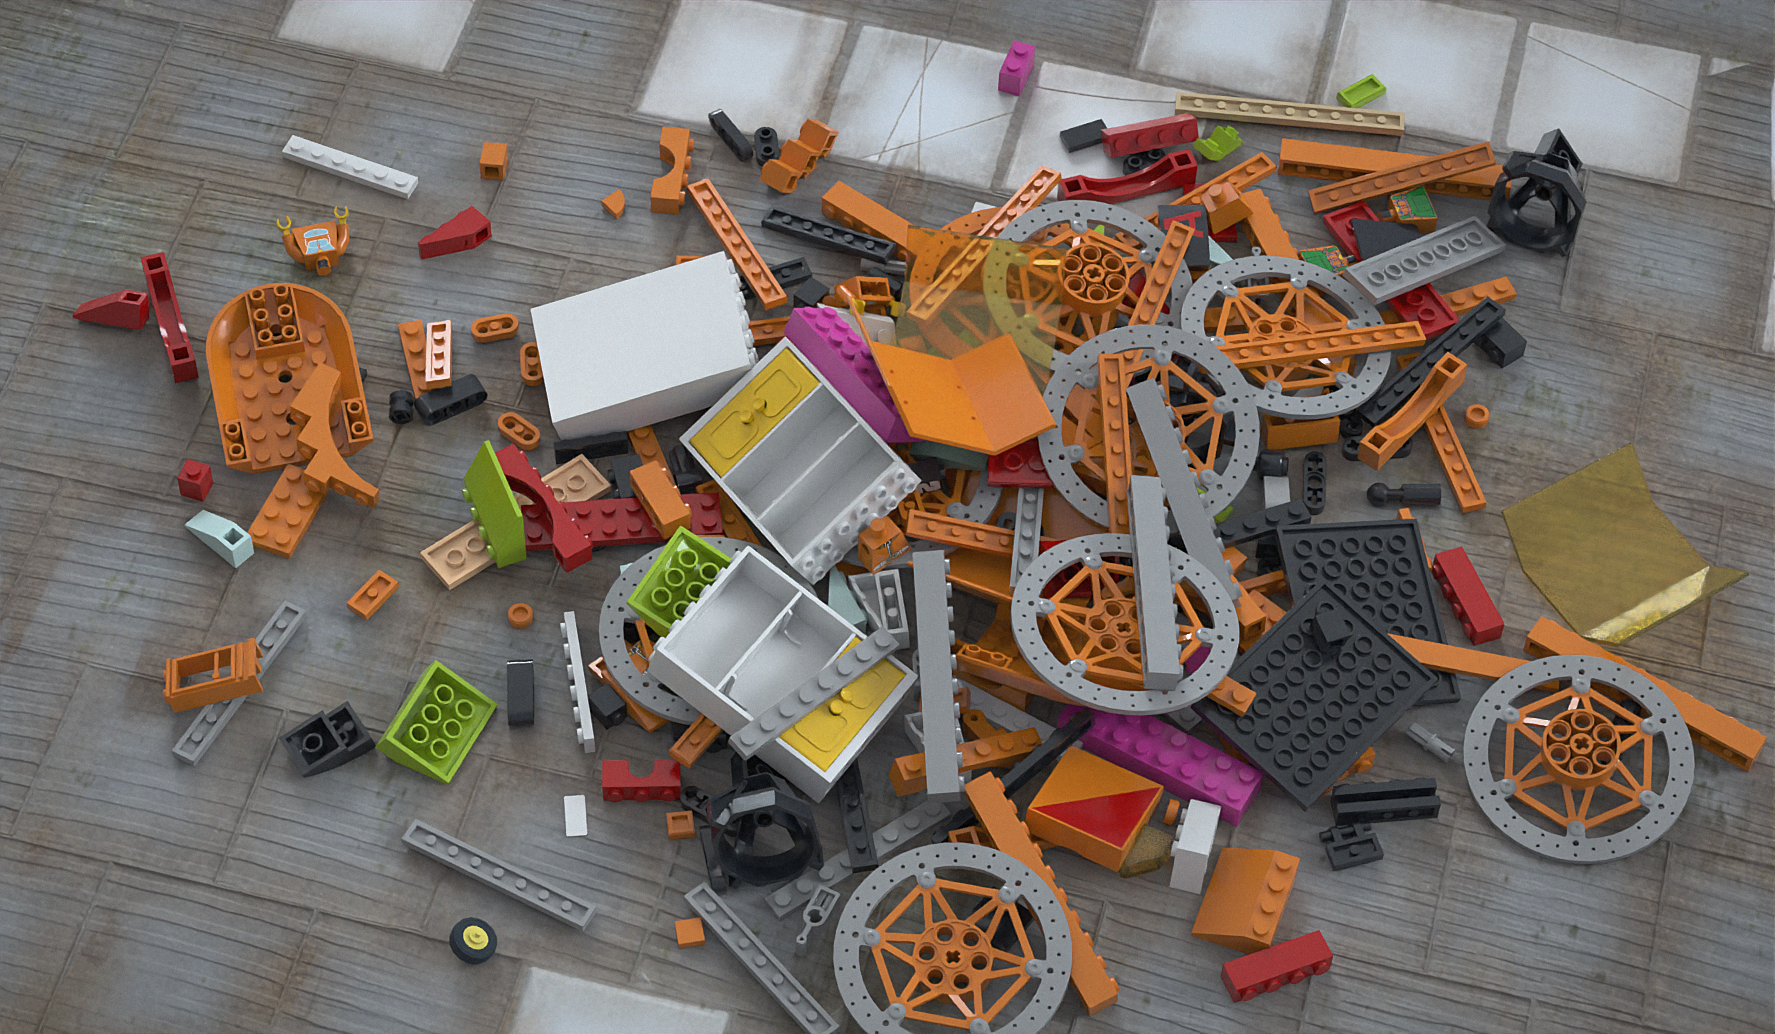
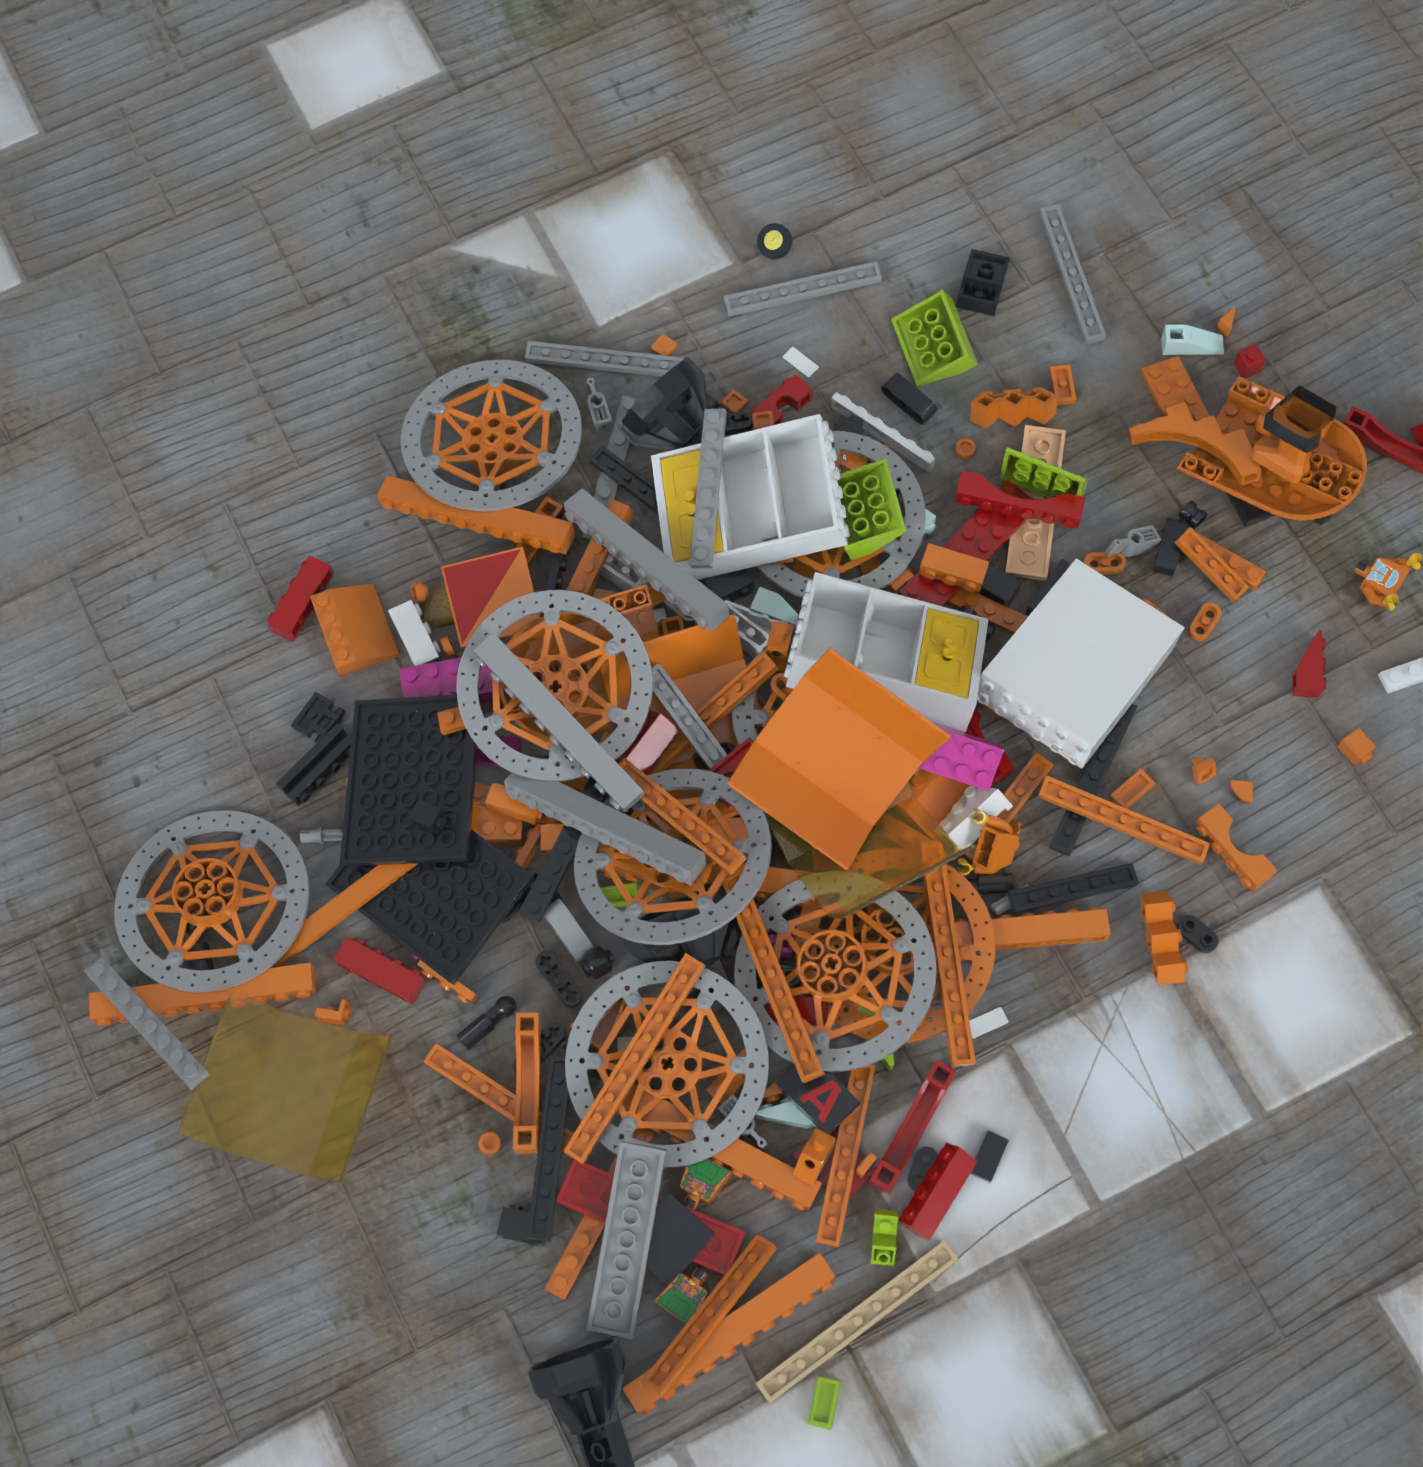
camera: 145 degrees right, 15 degrees up
(167, 527) = (1225, 323): none -> orange slope
(242, 681) = (1076, 265): orange door -> none
(253, 344) = (1292, 433): none -> orange piece
(442, 603) = (1013, 407): none -> orange brick
(479, 418) = (1135, 542): none -> light grey piece
(629, 233) = (1203, 769): none -> orange tile
(730, 135) = (1230, 917): black beam -> none
(810, 294) = (1031, 825): black brick -> none
(1016, 68) = (1096, 1170): dark pink brick -> none
(1159, 869) = (419, 592): none -> orange plate
(1188, 182) = (866, 1165): none -> orange tile
(1538, 591) = (332, 1016): none -> orange bracket
(1717, 685) = (146, 1023): none -> light grey plate

